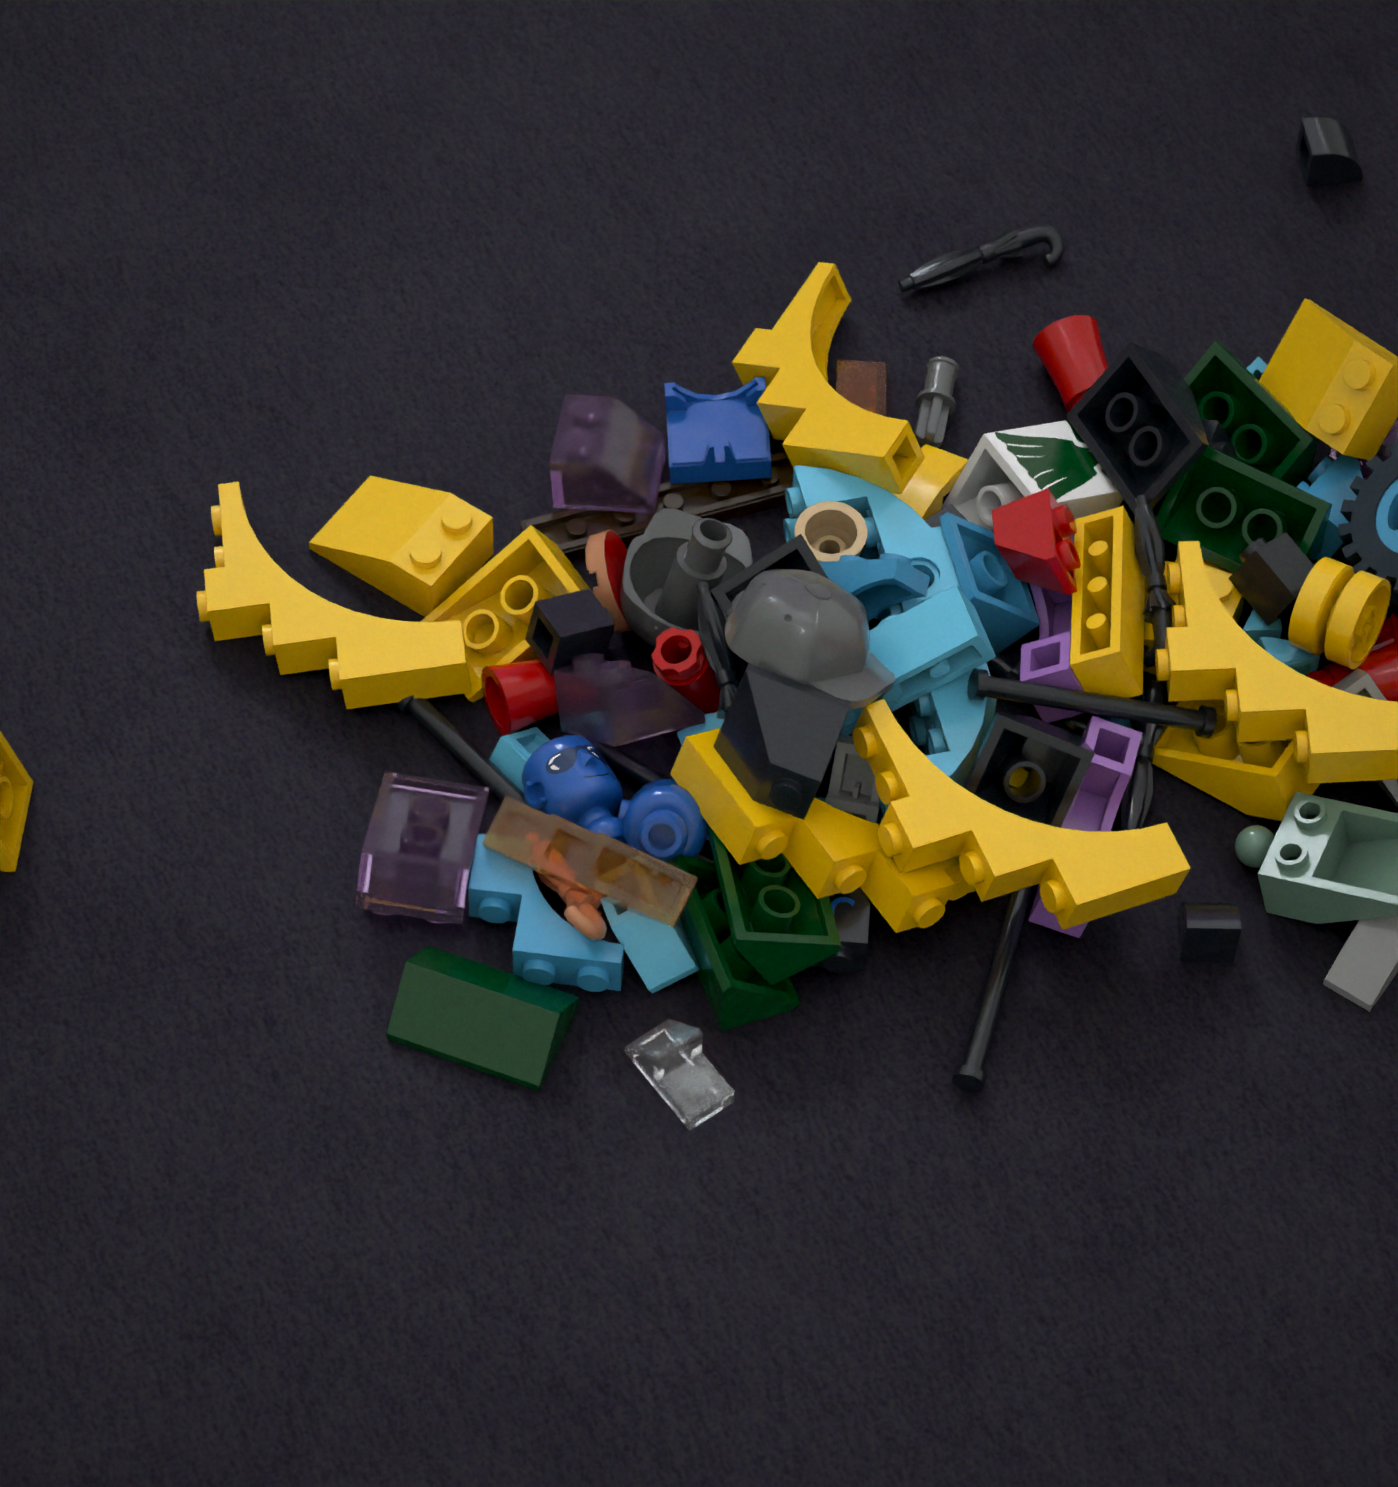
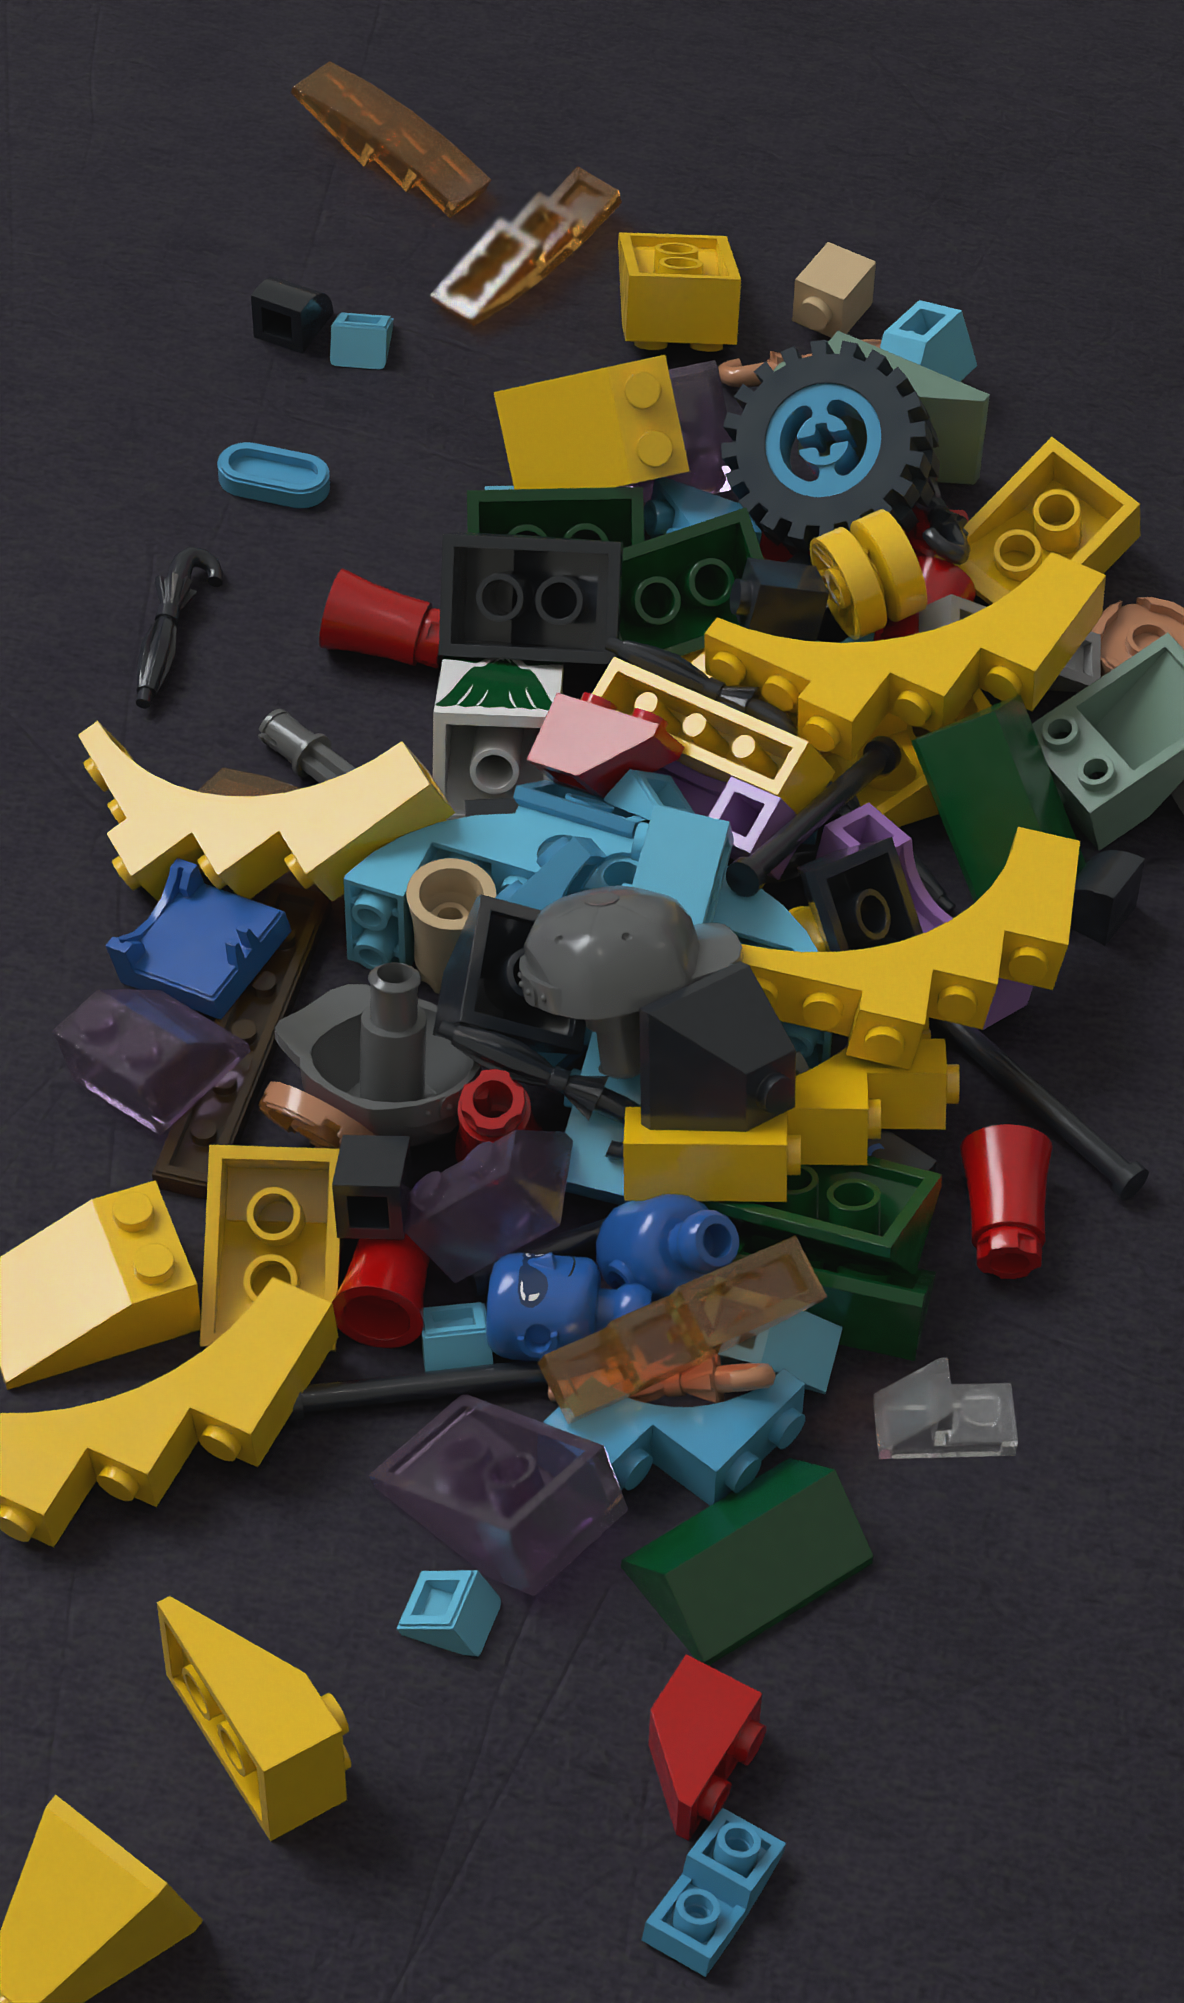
camera: 55 degrees left, 5 degrees down
(137, 810) = (259, 1718): none -> yellow slope
(223, 1131) = (714, 1892): none -> dark azure slope
(313, 1058) = (697, 1738): none -> red slope
(321, 875) = (451, 1611): none -> medium azure slope
(882, 1008) = (1007, 1197): none -> red plant
(1029, 605) = (641, 790): none -> medium azure slope
(1171, 236) = (273, 475): none -> dark azure tile
(1226, 811) = (988, 783): none -> dark green slope
(1346, 209) = (360, 340): none -> medium azure slope

